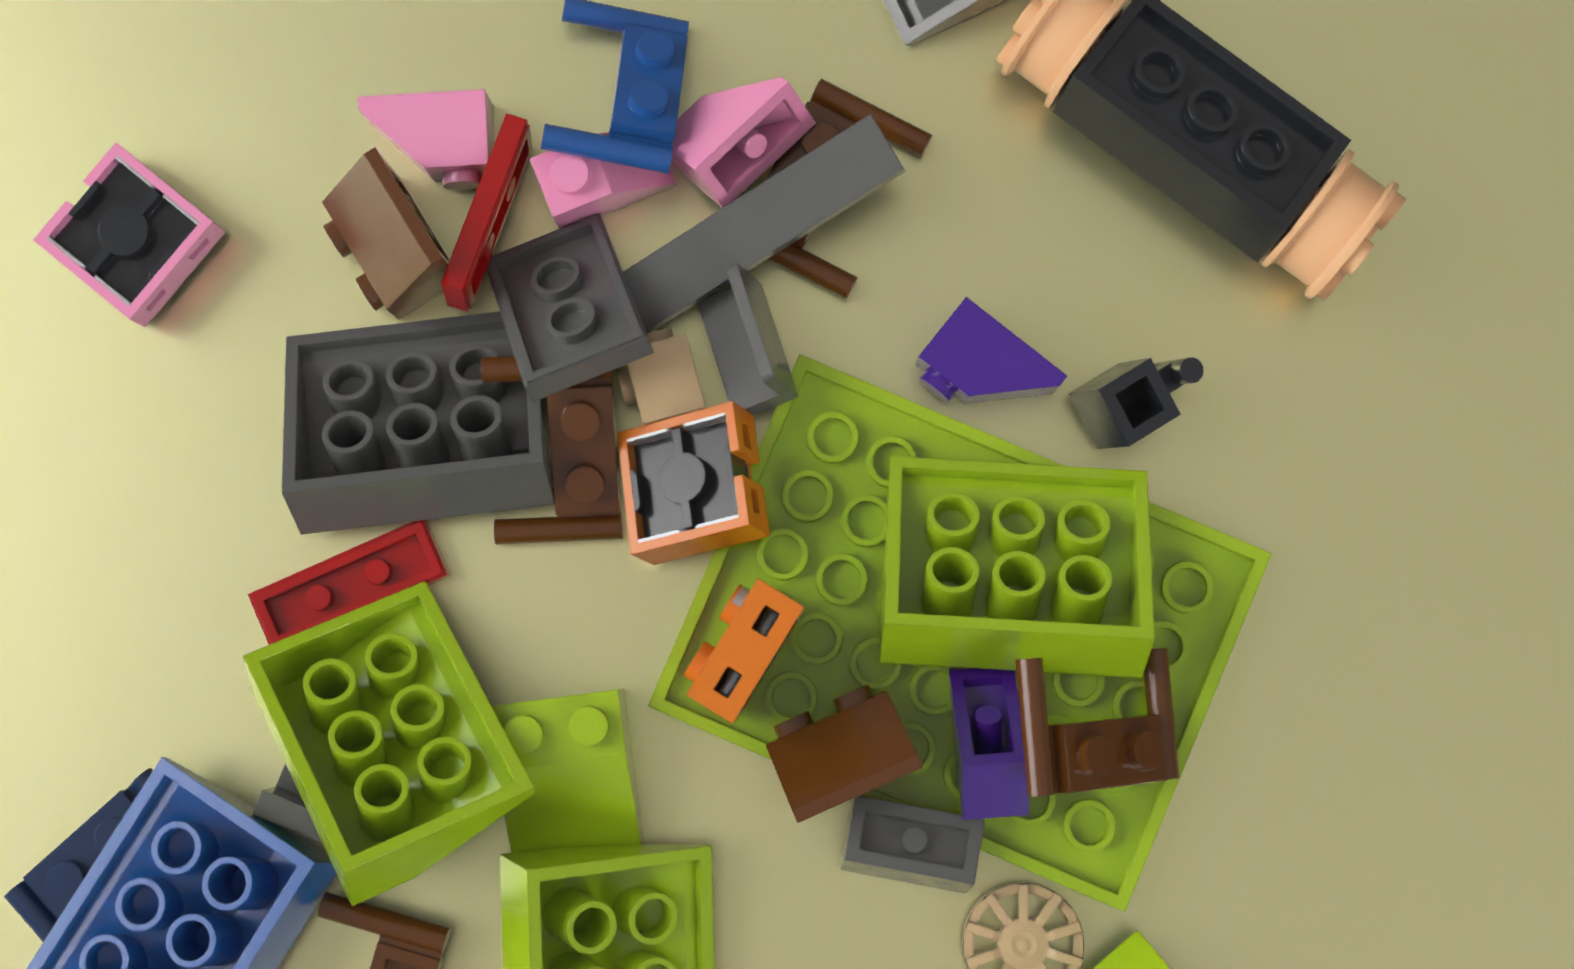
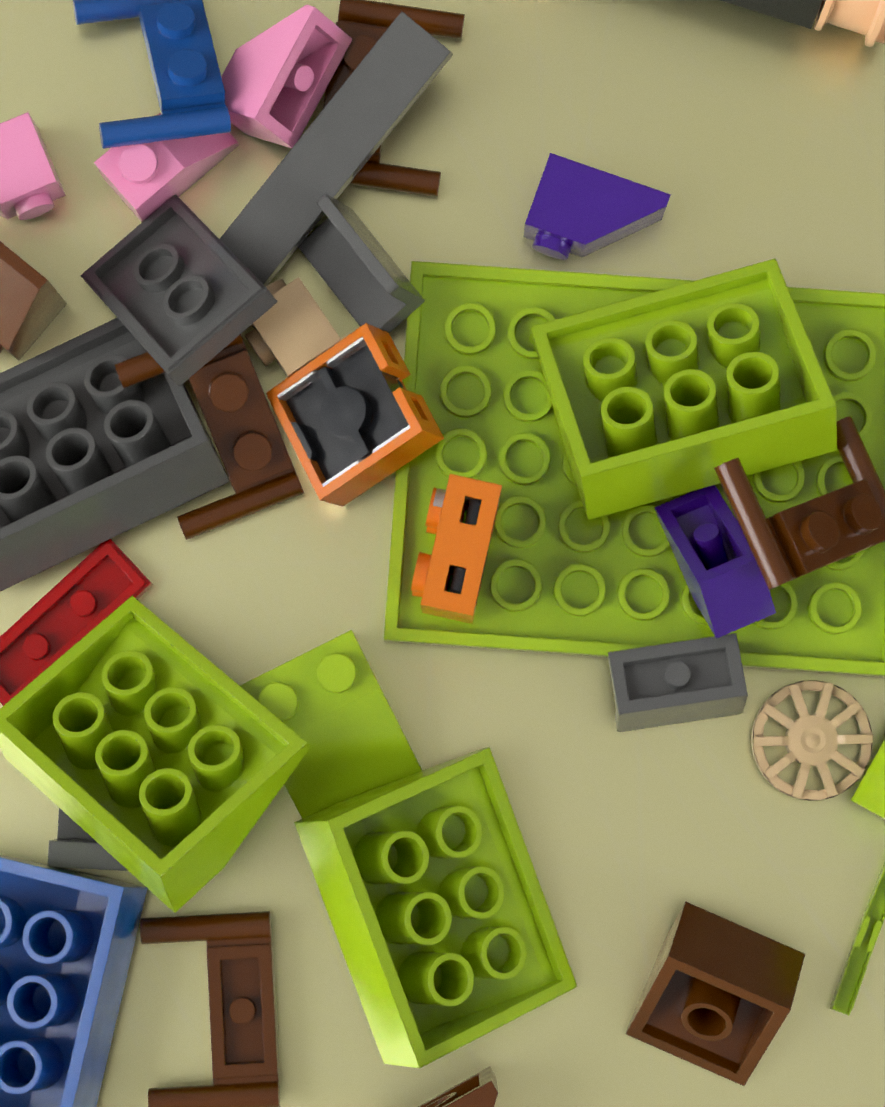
camera: 20 degrees left, 0 degrees up
(487, 213) = (71, 228): red tile -> none
(841, 753) = (582, 614): reddish brown slope -> none
(1132, 399) = (738, 196): black brick -> none

